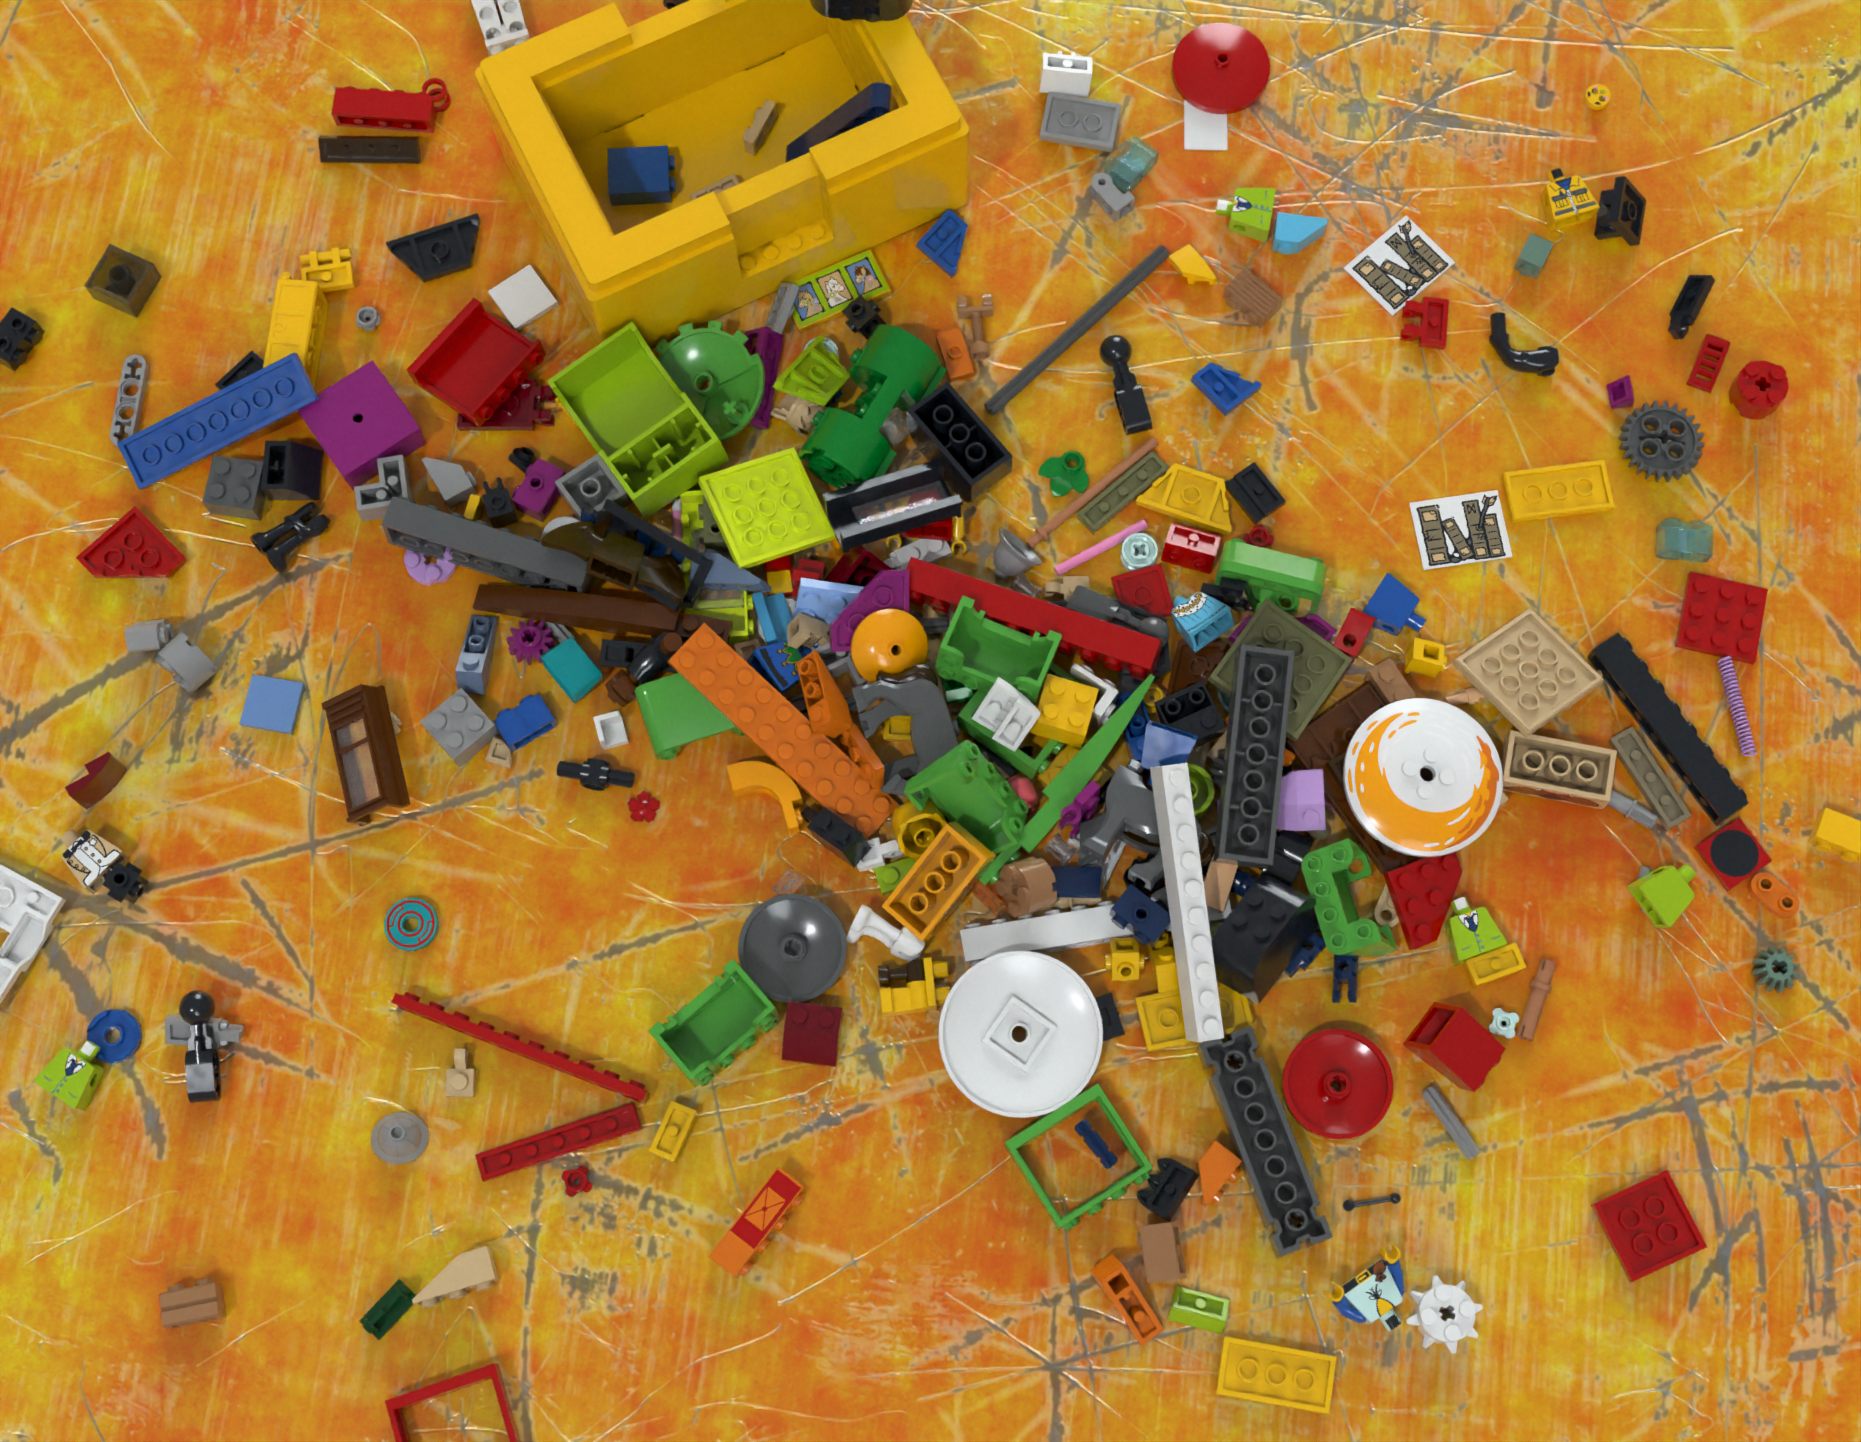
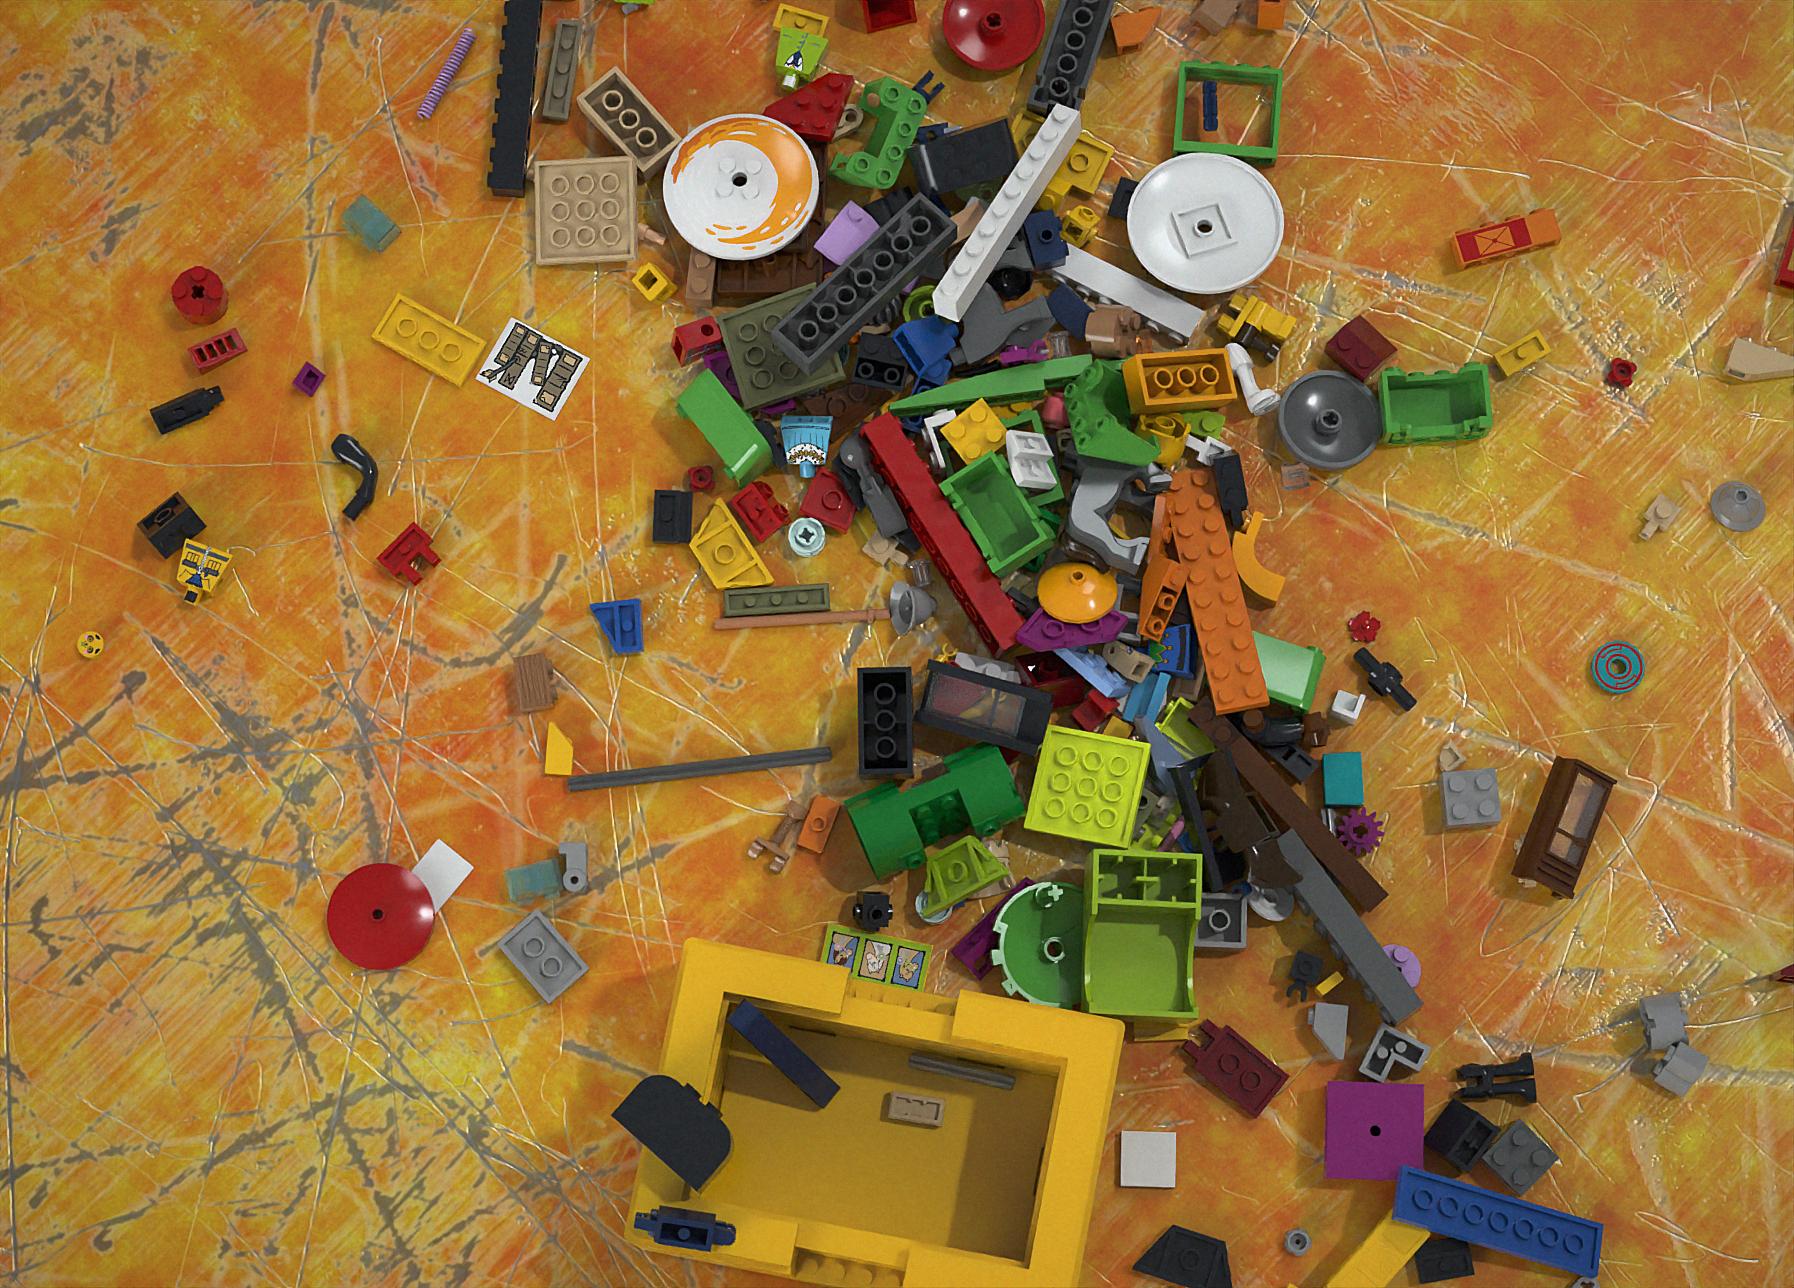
camera: 140 degrees left, 5 degrees up
(132, 550) = (1643, 1169): red plate -> none
(272, 704) = (1611, 940): medium blue tile -> none
(475, 363) = (1233, 1117): red panel -> none
(476, 655) = (1411, 855): sand blue slope -> none
(522, 458) = (1252, 1003): black plate -> none
(524, 722) = (1412, 765): blue brick -> none
(533, 1050) = (1602, 510): red plate -> none
(538, 490) = (1259, 963): magenta brick -> none
(558, 1142) = (1615, 412): red tile -> none
(640, 175) = (969, 1178): blue brick -> none
(762, 123) = (842, 1142): tan plate -> none
(782, 307) = (935, 971): light grey plate -> none
(944, 242) = (750, 929): blue wing -> none
(1063, 477) = (814, 648): green plate -> none
(1065, 74) = (521, 1006): white brick -> none
(1100, 548) = (832, 567): bright pink bar -> none
(1129, 396) = (687, 718): black beam -> none
(1168, 1188) = (1178, 43): black plate -> none
(1249, 212) = (471, 761): lime torso -> none
(1296, 232) = (450, 713): medium azure slope -> none
(1394, 607) = (644, 342): blue torso -> none
(1399, 265) = (385, 625): sticker -> none
(1533, 256) = (274, 543): sand green brick -> none
(1632, 809) = (596, 55): light grey axle -> none
(1661, 441) = (297, 330): dark grey gear -> none
(1721, 617) = (395, 148): red plate -> none

